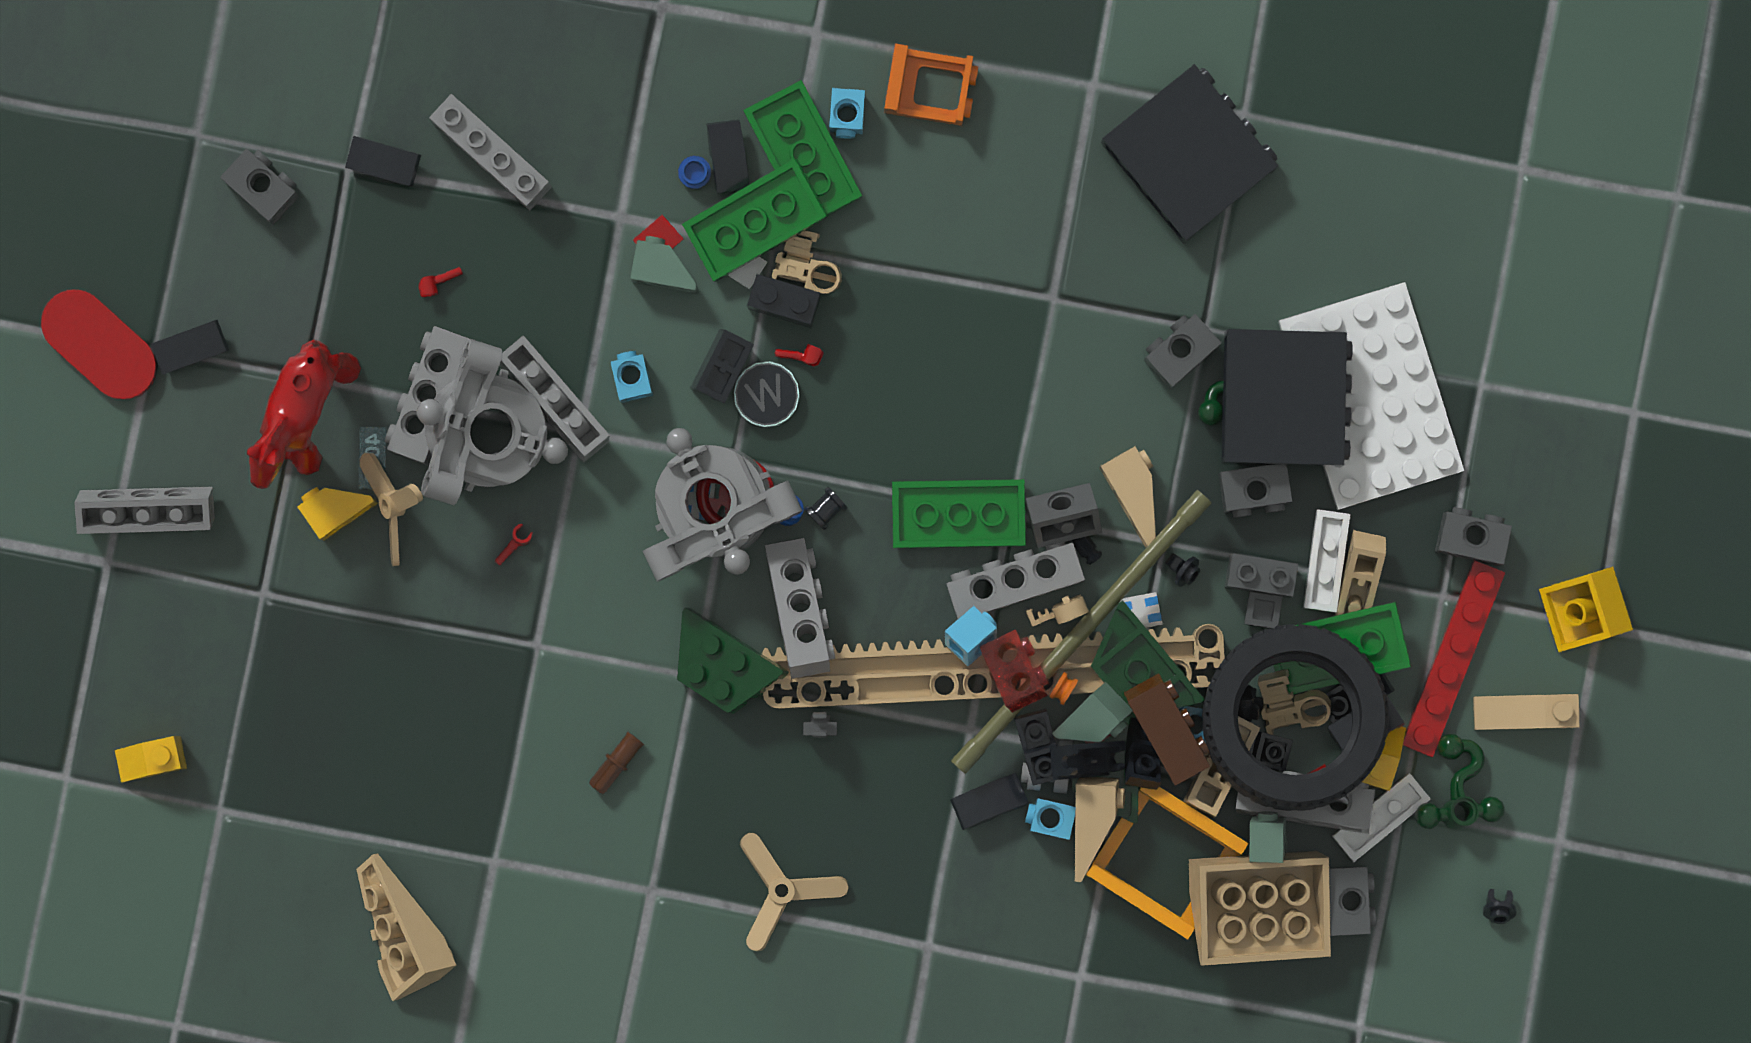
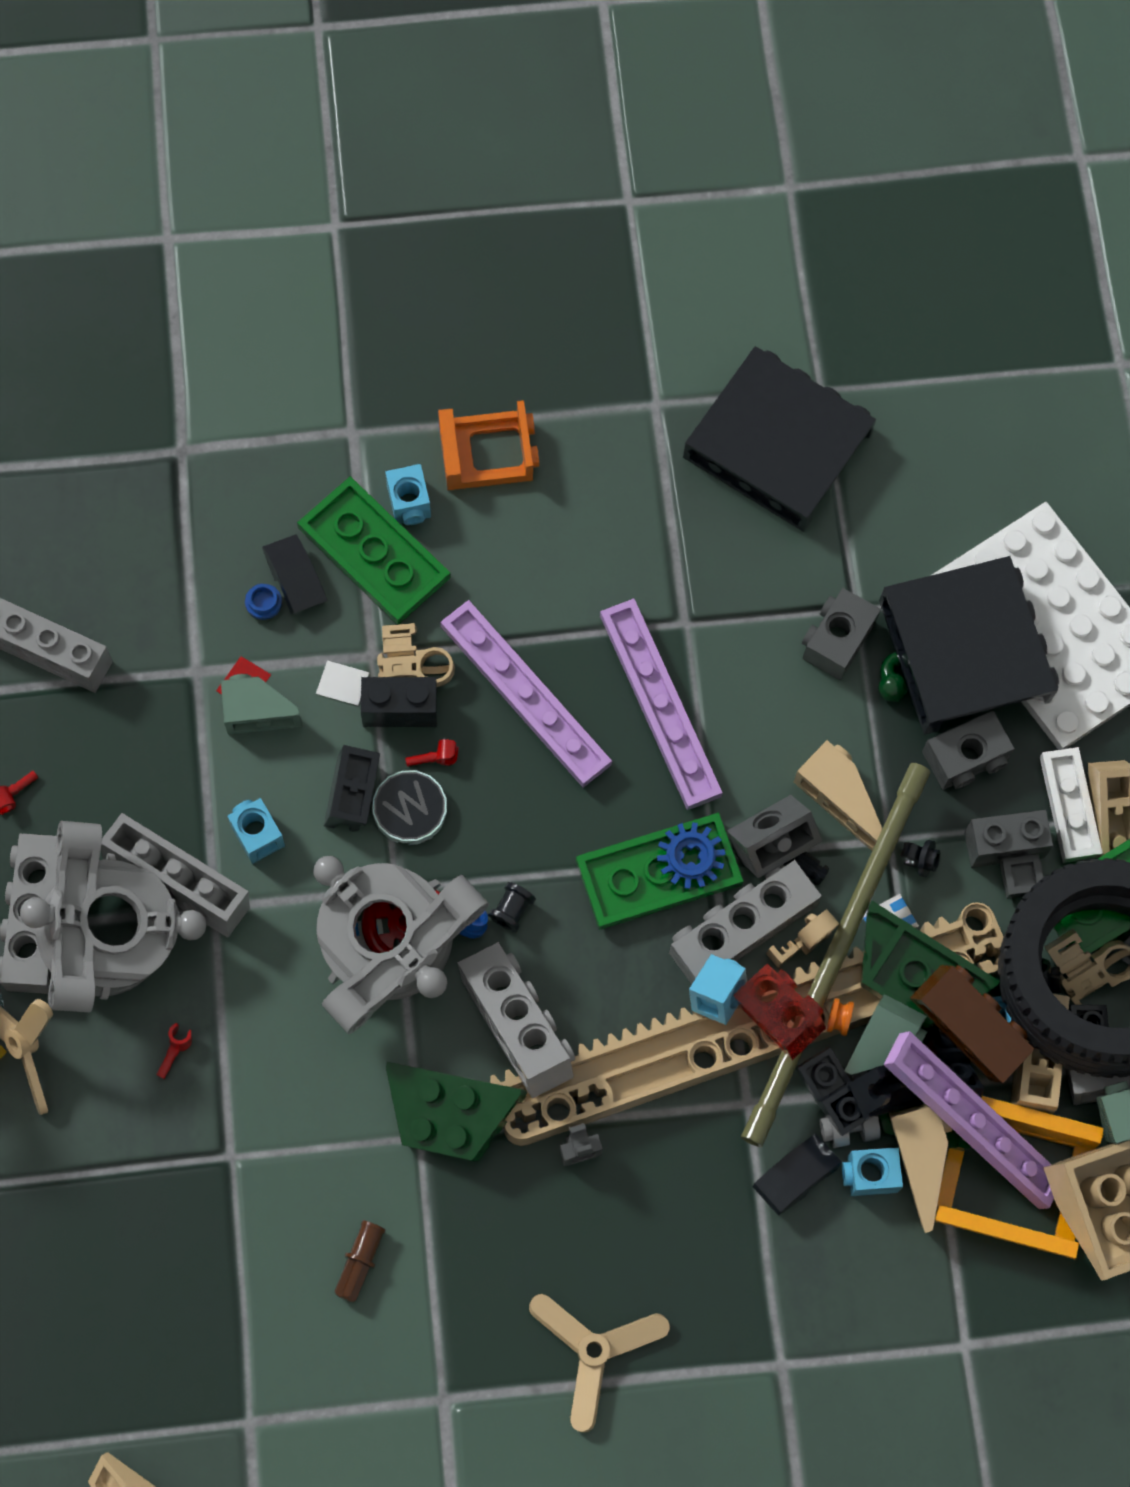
camera: 25 degrees left, 15 degrees down
(755, 220) = (343, 627): green plate -> none
(894, 323) = (526, 694): none -> lavender plate
(991, 497) = (690, 841): none -> blue gear
(1006, 367) = (661, 704): none -> lavender plate
(1139, 804) = (970, 1117): none -> lavender plate

